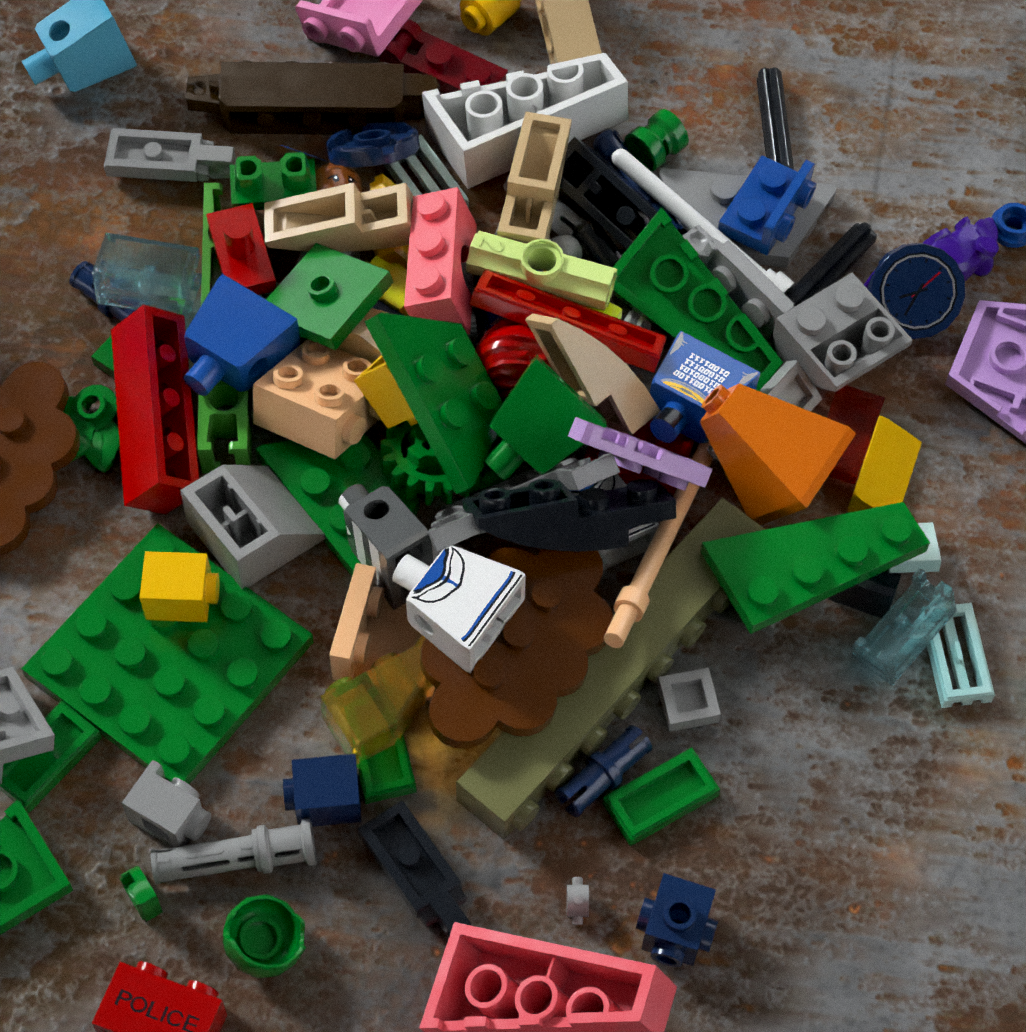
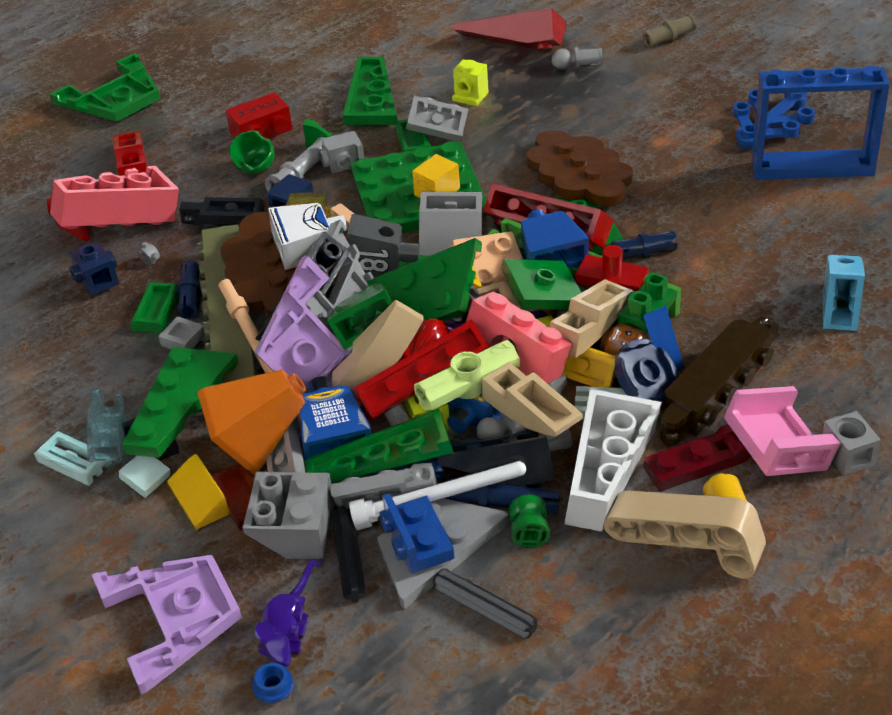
camera: 135 degrees right, 20 degrees down
(146, 272) = (640, 236): clear light blue hinge -> none
(166, 156) = (727, 300): light grey hinge -> none
(919, 288) = (283, 566): dark blue tile -> none

